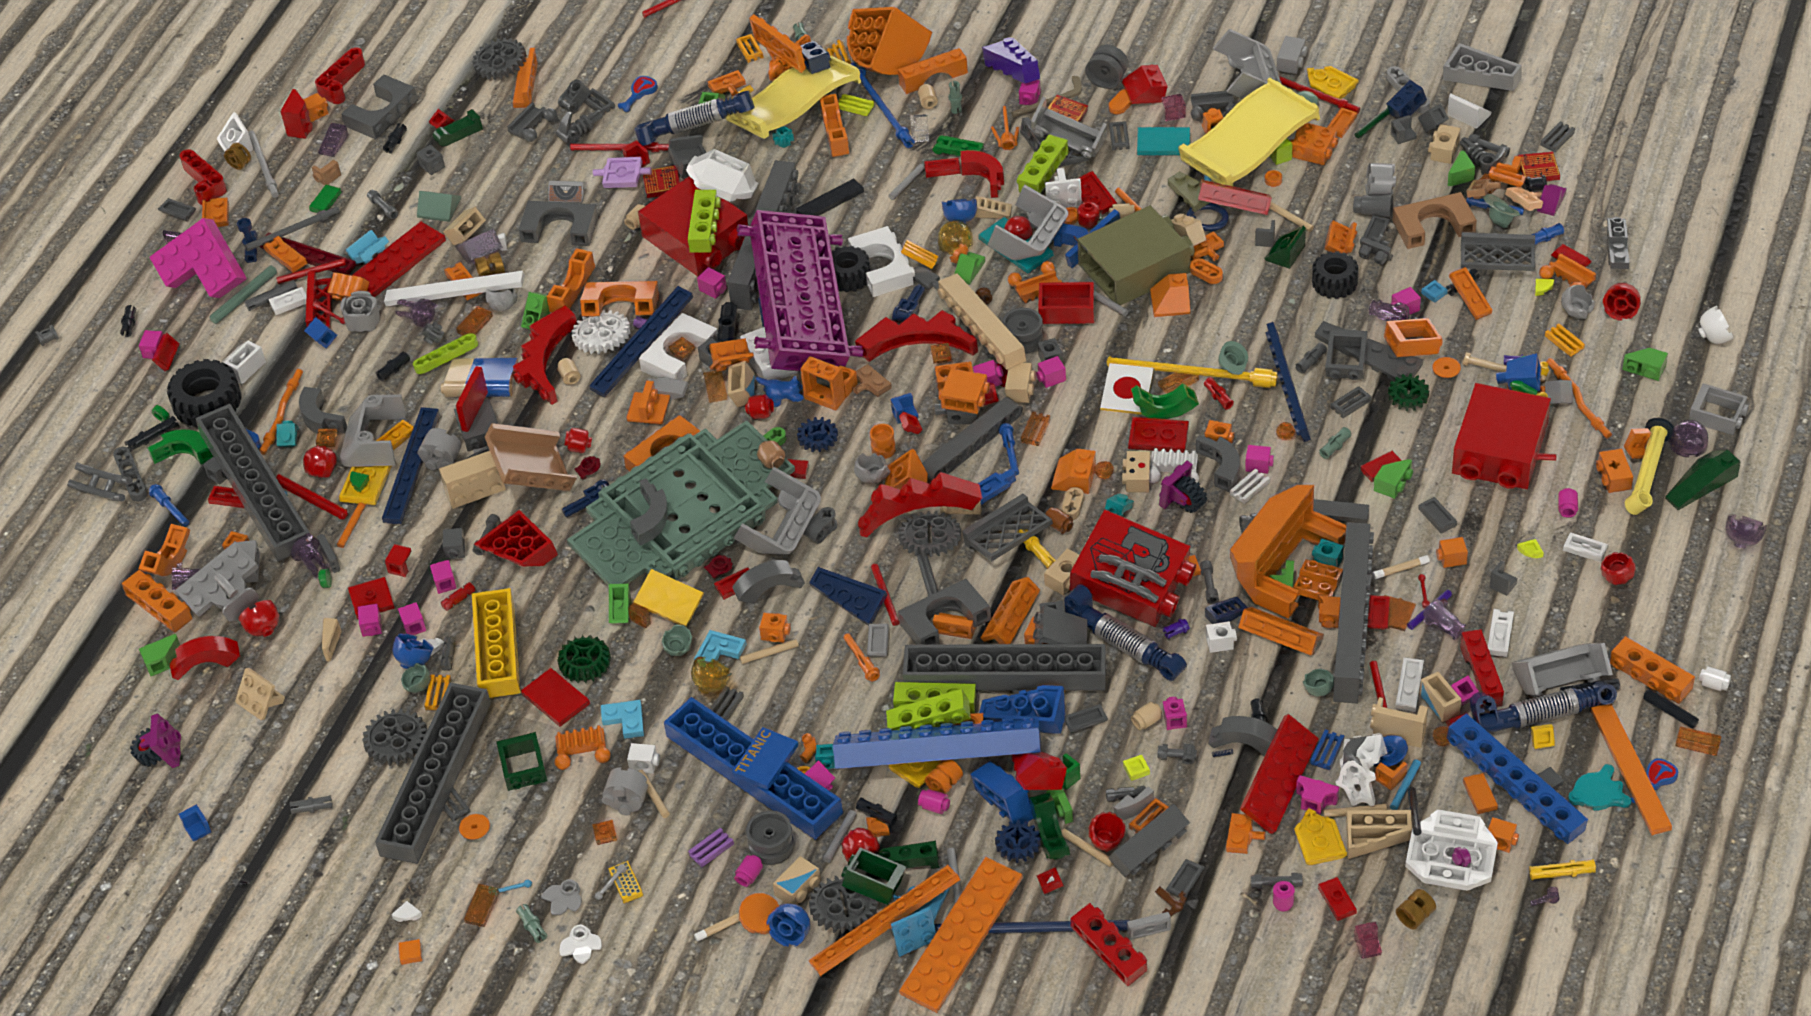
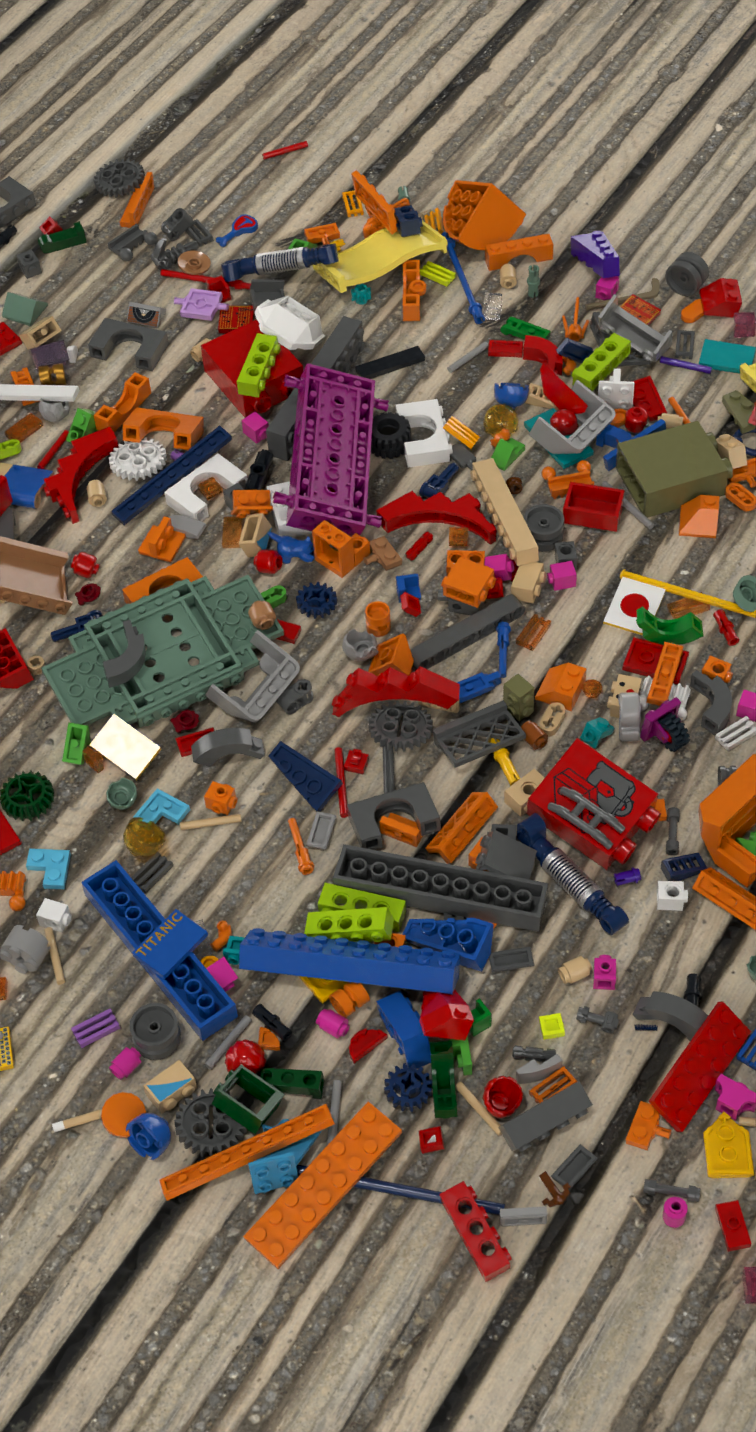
camera: 10 degrees right, 5 degrees up
(512, 335) = (53, 450): none -> red bar
(560, 538) = (33, 661): none -> tan bush
(603, 132) = (194, 262): none -> medium nougat dish
(840, 120) = (418, 287): none -> orange tile
(895, 573) = (356, 761): none -> red tile
(904, 368) = (419, 546): none -> red axle
(967, 813) = (364, 1042): none -> red tile
(1008, 201) = (560, 393): none -> red sticker
(1011, 173) = (570, 365): none -> orange arm
(1012, 158) = (574, 350): none -> dark blue tile
(1037, 487) = (519, 697): none -> olive brick
(1124, 155) = (687, 365): none -> dark purple bar
(1146, 487) = (629, 716): none -> light grey animal
(1170, 443) = (665, 673): none -> orange plate

